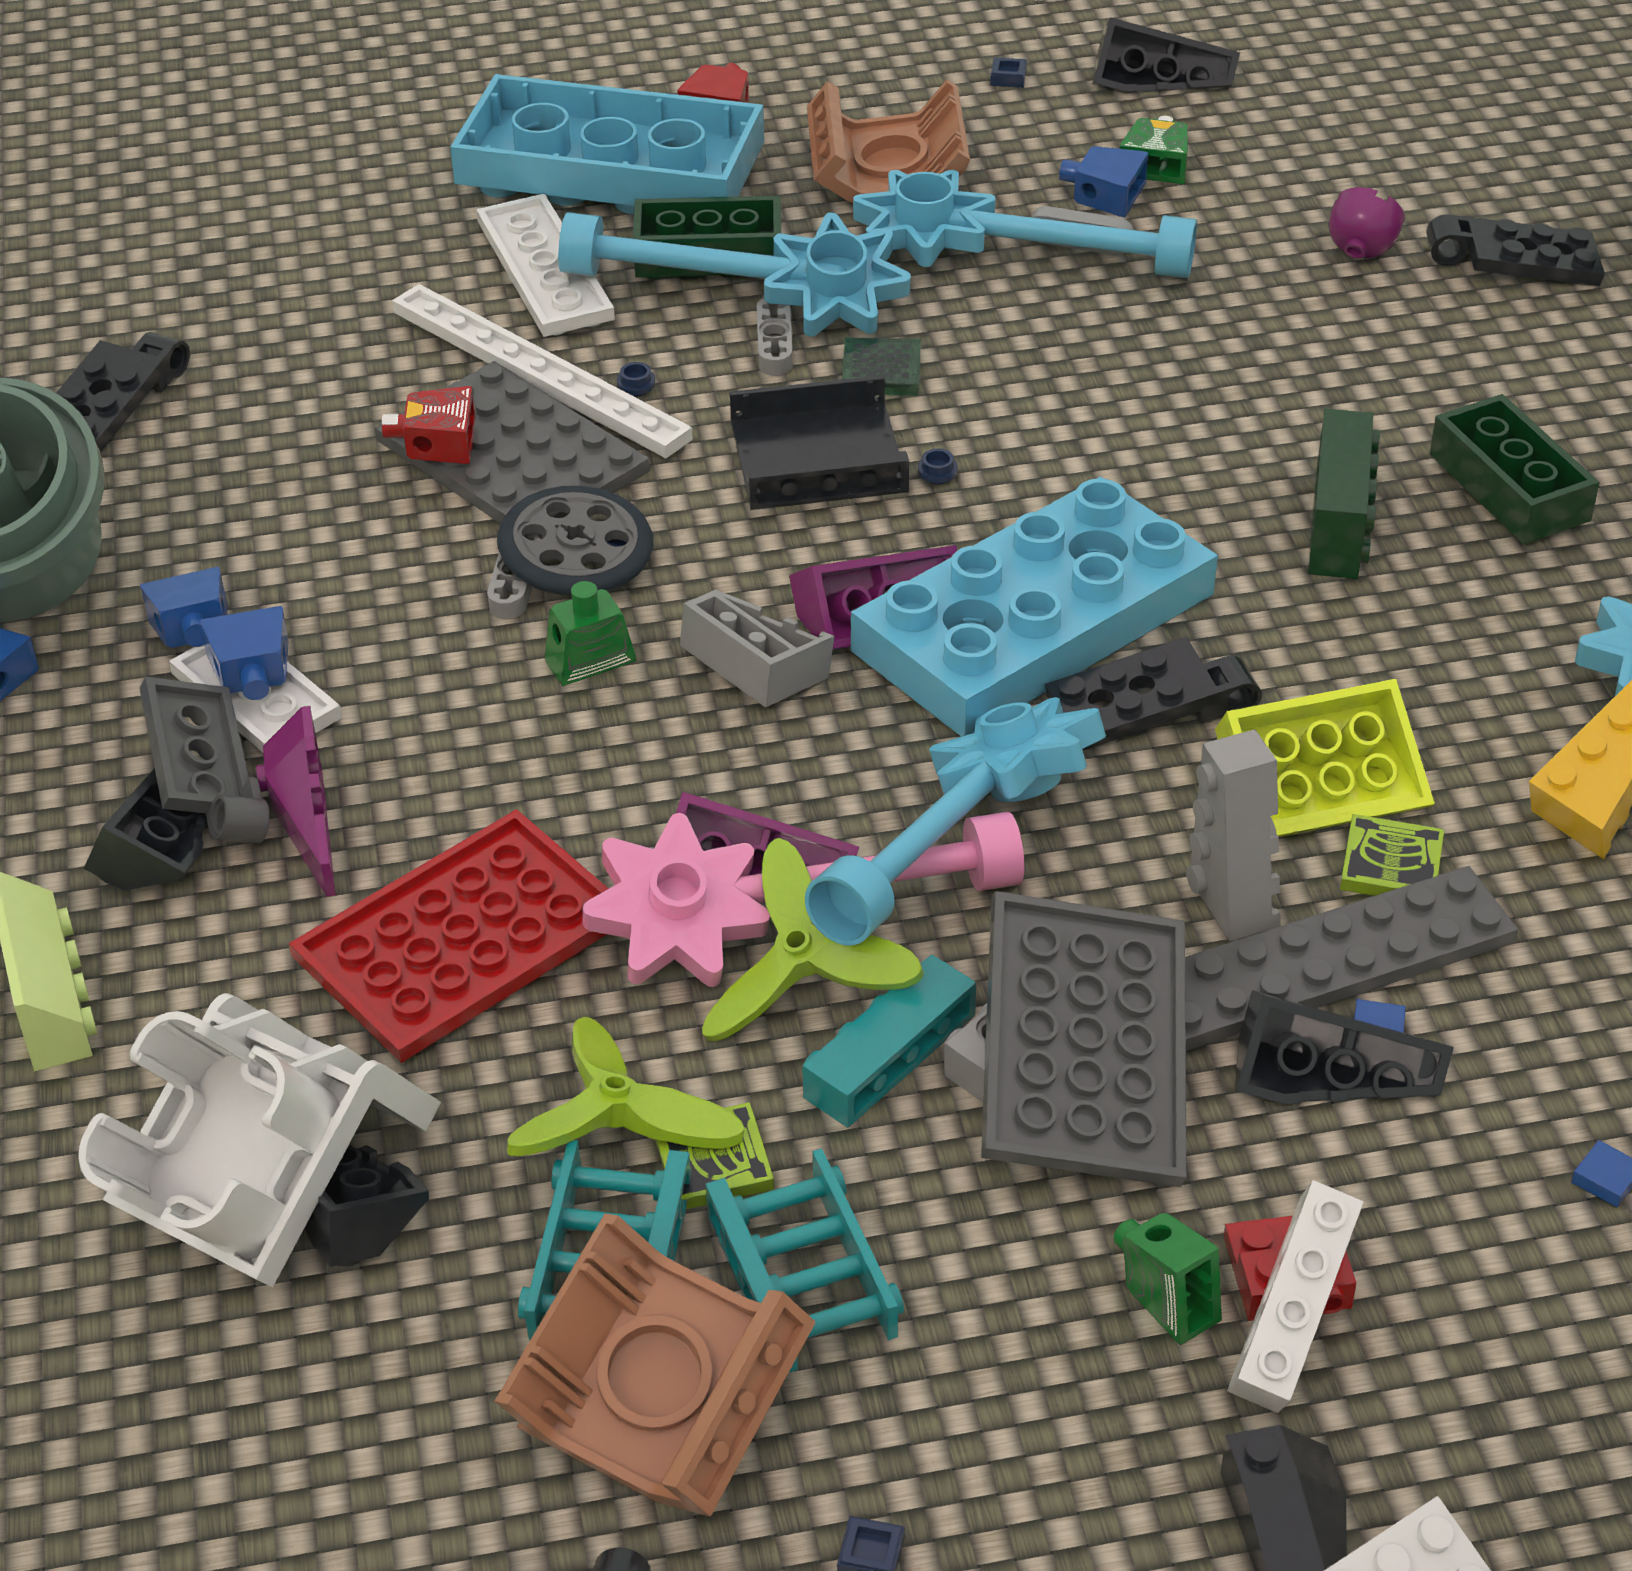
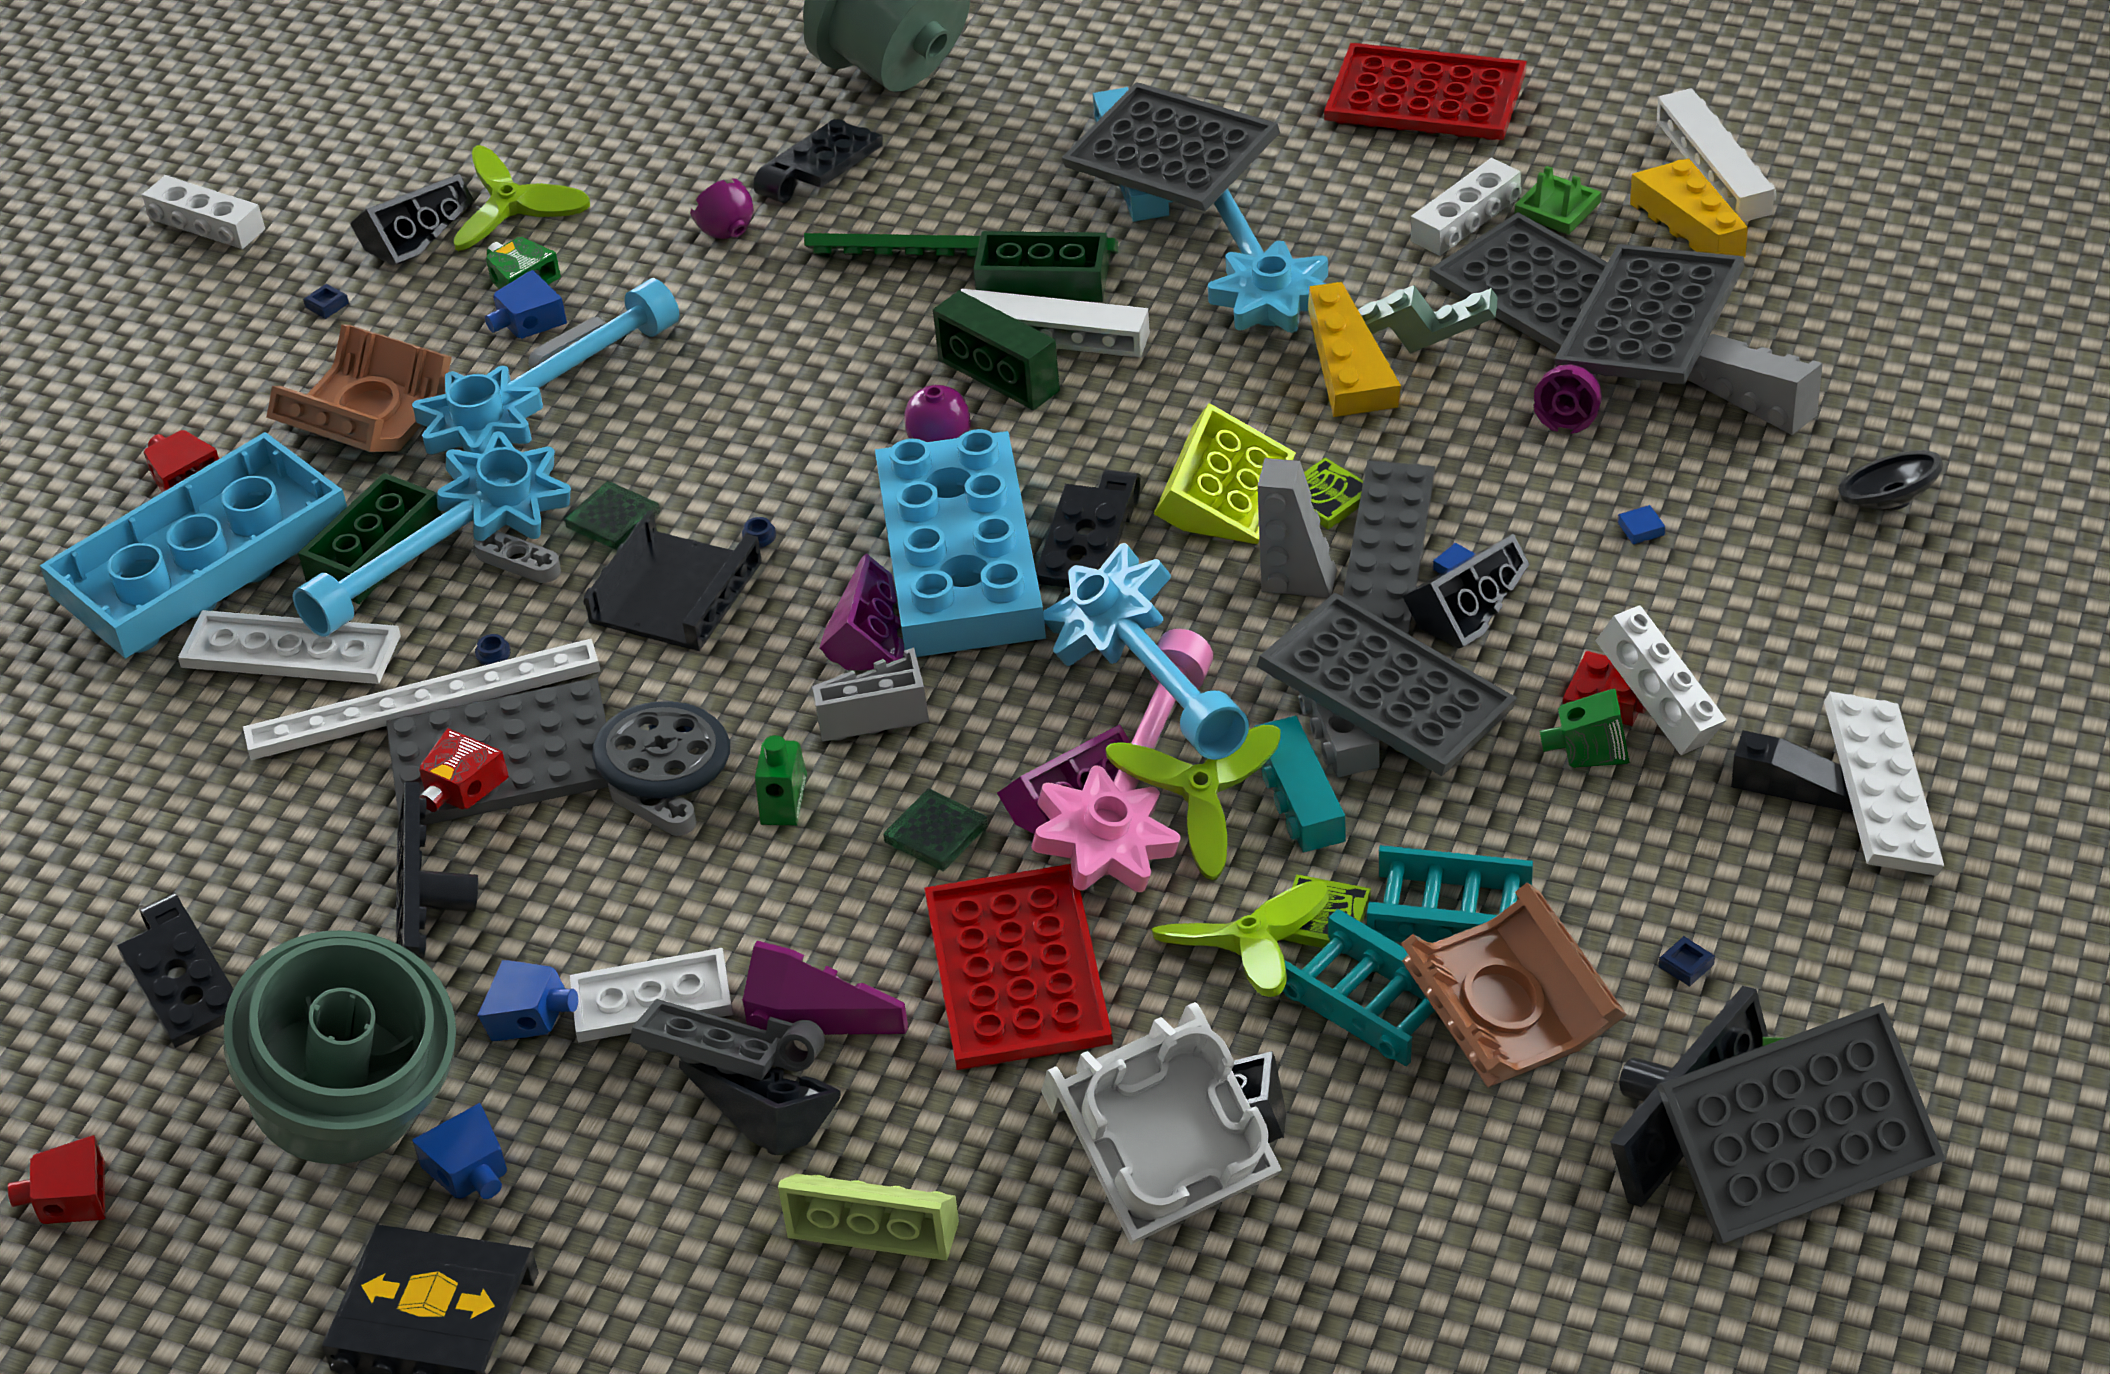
camera: 55 degrees left, 0 degrees up
(248, 650) = (628, 973): blue torso -> none
(272, 469) = (423, 889): none -> black plate
(619, 784) = (935, 829): none -> clear green tile
(1217, 505) = (936, 414): none -> magenta cylinder
(1250, 100) = (512, 199): none -> lime piece
(1446, 523) = (1077, 323): none -> white brick
(1462, 372) = (912, 244): none -> green plate

